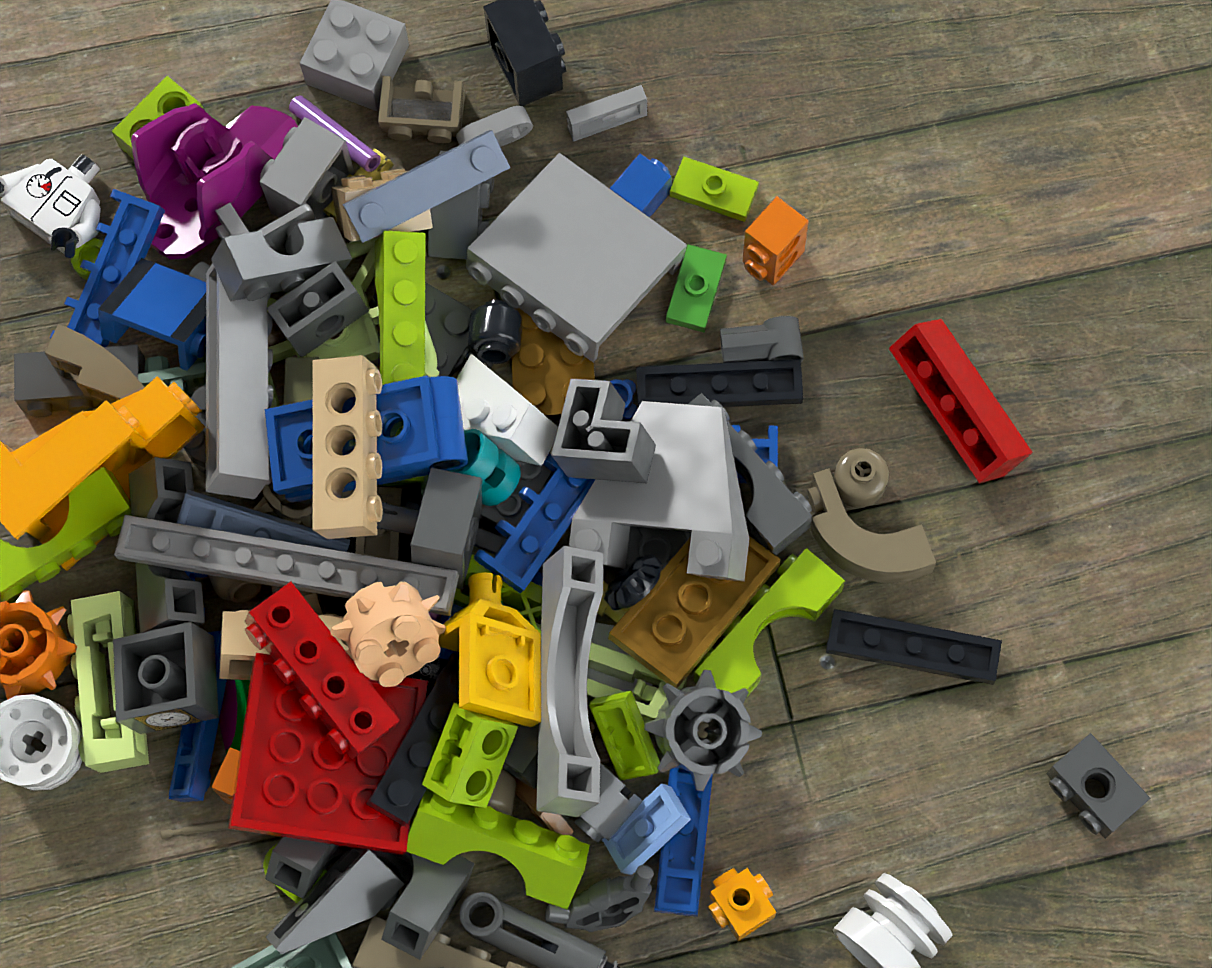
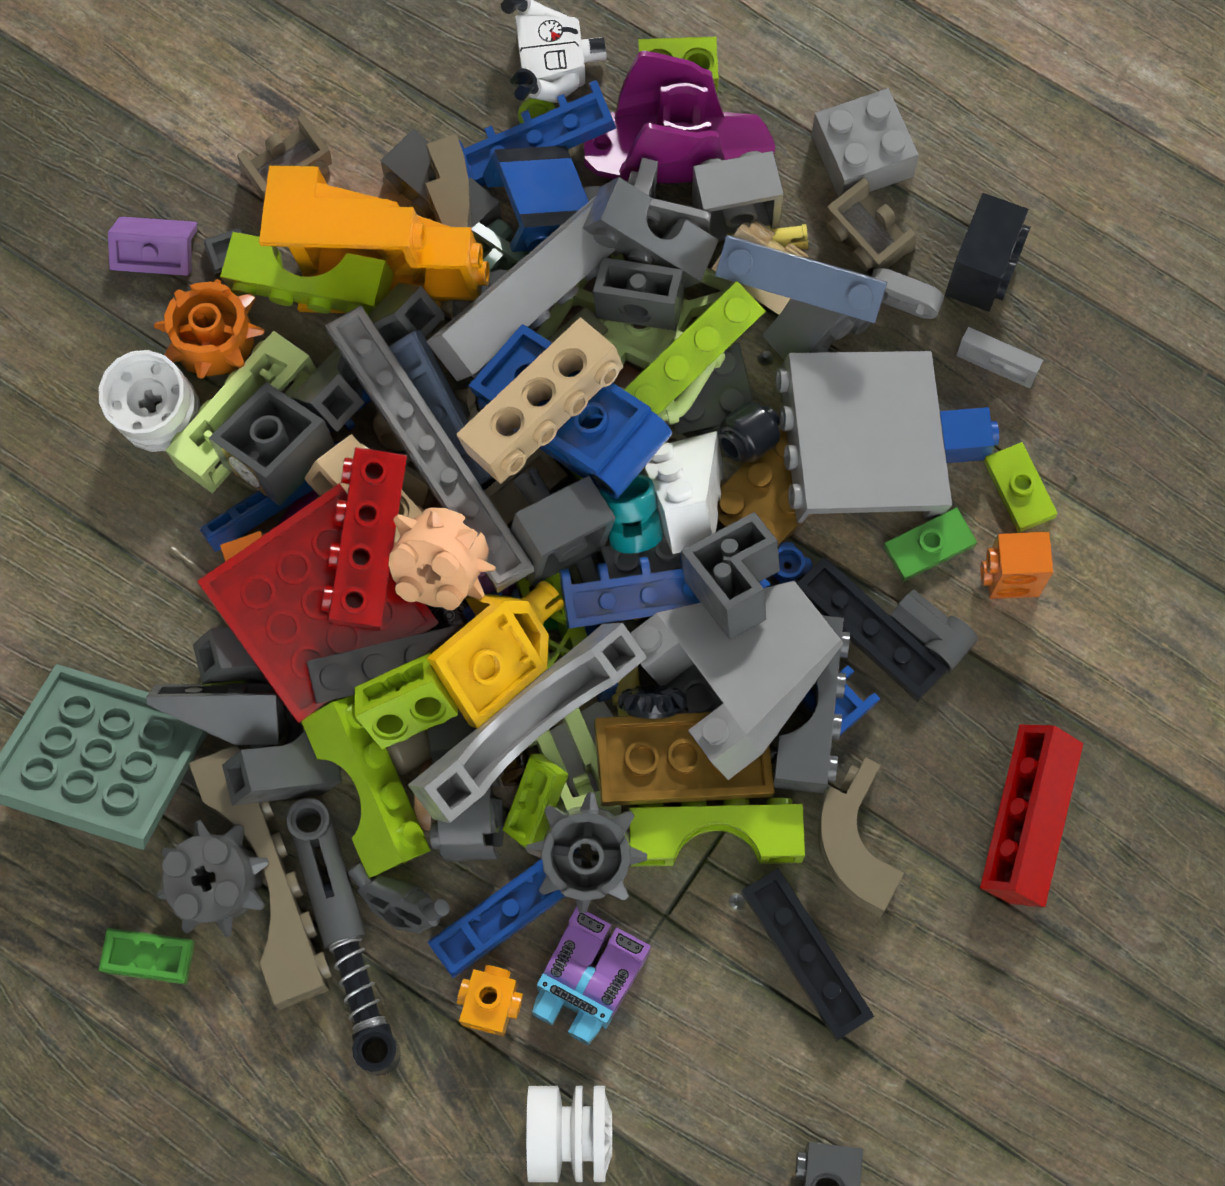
camera: 45 degrees right, 0 degrees up
(358, 150) = (791, 187): medium lavender piece -> none
(647, 829) = (481, 881): light blue plate -> none
(791, 828) = (579, 986): none -> hips
(856, 489) = (888, 805): dark tan head -> none

